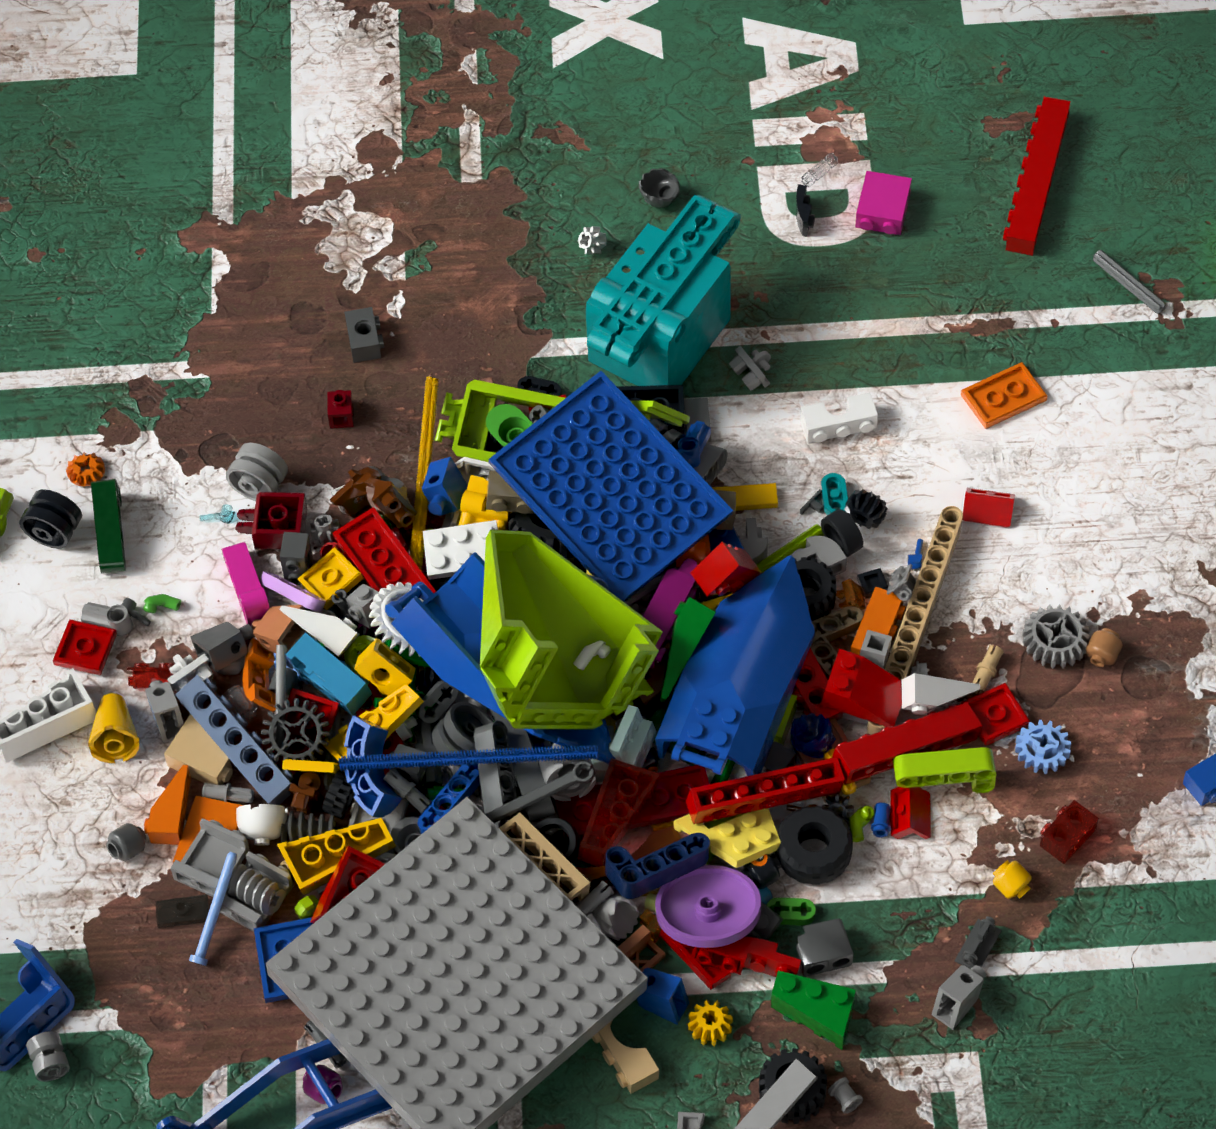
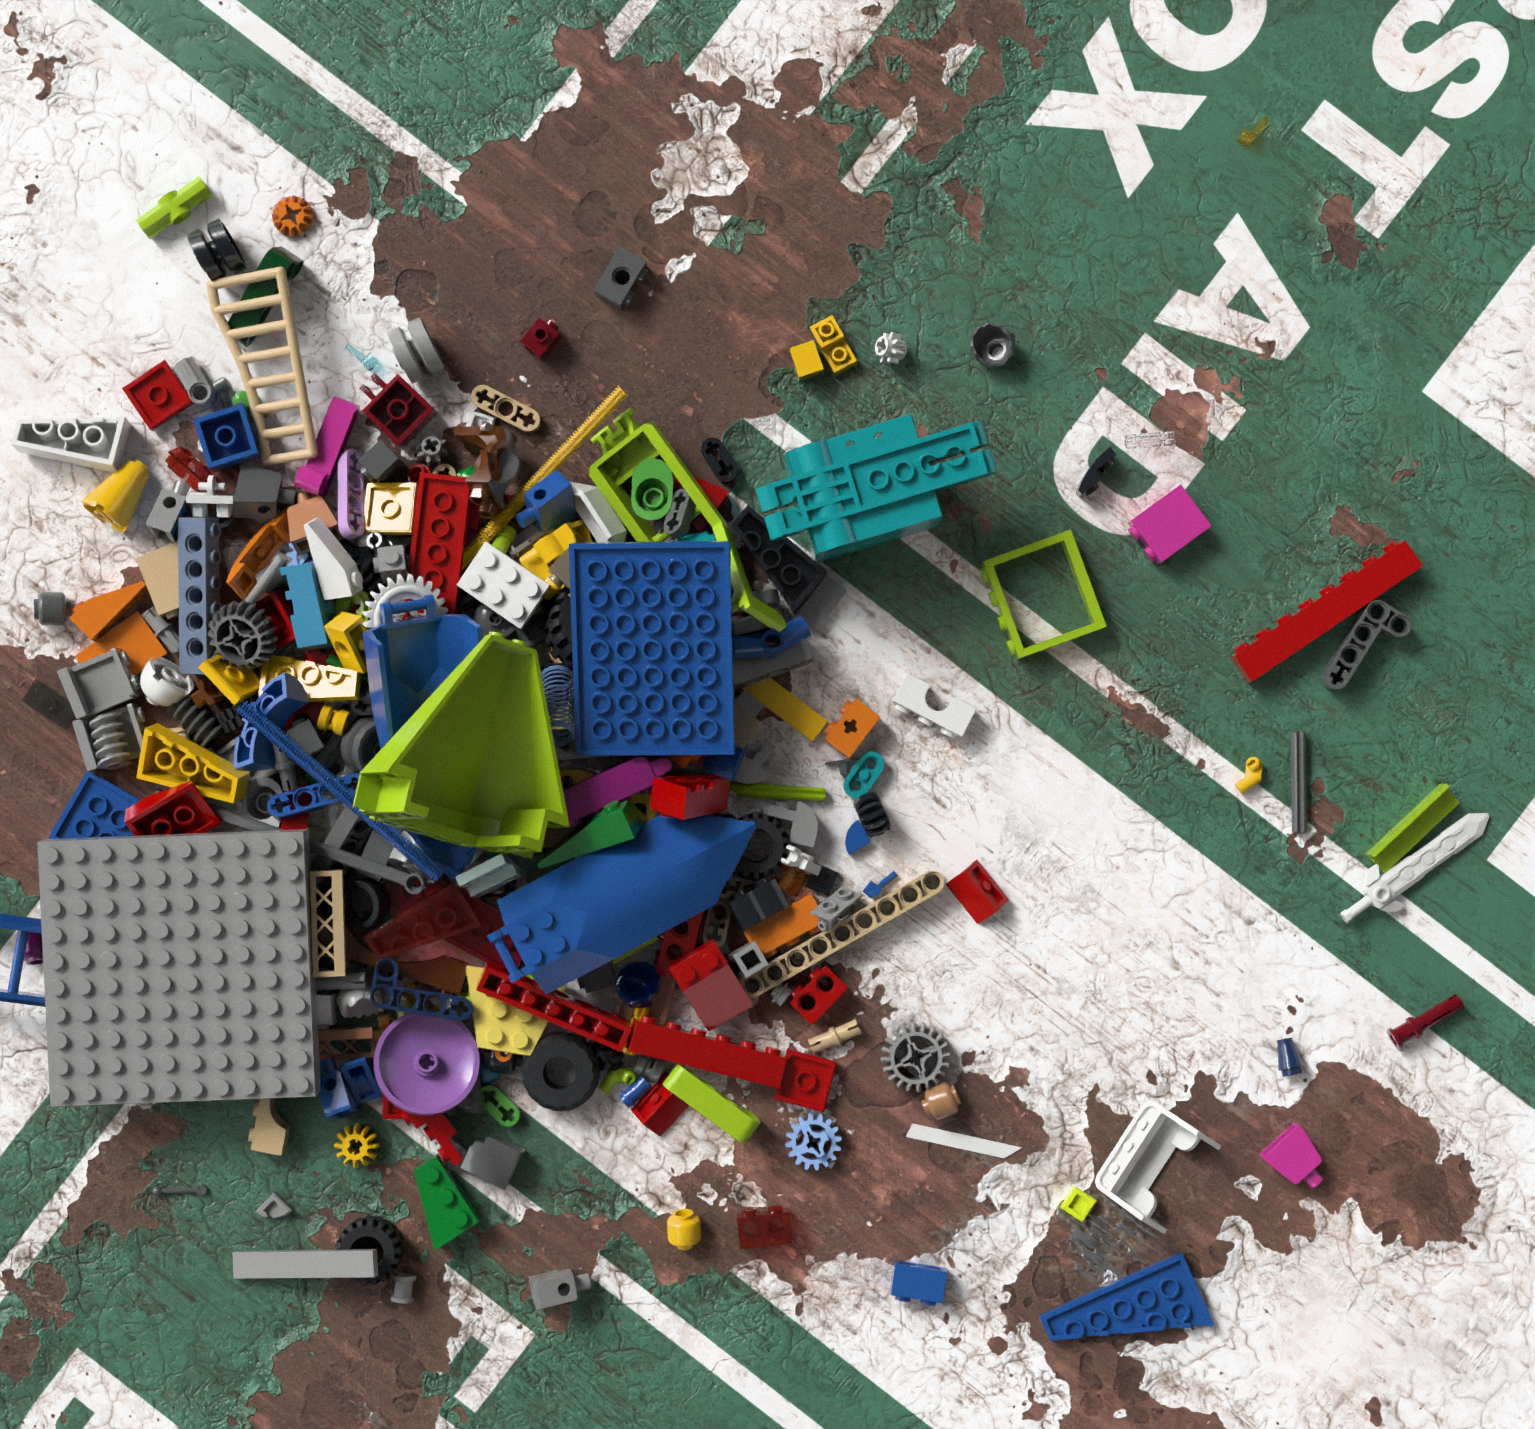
camera: 40 degrees right, 30 degrees up
(132, 570) = (292, 350): none -> tan bar
(164, 628) = (227, 437): none -> blue brick
(214, 910) = (29, 758): light blue bar -> none
(306, 907) = (142, 787): lime tile -> none
(346, 465) = (492, 393): none -> tan beam
(417, 737) = (333, 720): none -> yellow wheel
(545, 286) = (806, 360): none -> yellow panel
(548, 270) = (833, 345): none -> yellow slope
(589, 651) = (505, 787): white arm -> none
(665, 961) = (361, 1079): none -> blue slope
(755, 376) = (912, 593): light grey hips -> none
(797, 473) = (864, 719): none -> orange brick
(843, 531) = (831, 821): black tyre -> none
(843, 572) = (800, 860): none -> white plate
(843, 620) = (757, 904): none -> black brick
(858, 274) = (1082, 581): none -> lime window
(871, 539) = (856, 837): none -> blue tile
(875, 791) = (644, 1063): none -> dark grey wheel
(927, 692) = (766, 1031): white slope -> none
(945, 651) = (822, 998): none -> red brick
(978, 943) = (611, 1255): dark grey hinge -> none
(1003, 395) = (1090, 798): orange tile -> none
(1074, 159) = (1360, 648): none -> dark grey beam
(1094, 299) = (1252, 777): none -> yellow arm
(1145, 670) = (961, 1141): none -> white sticker

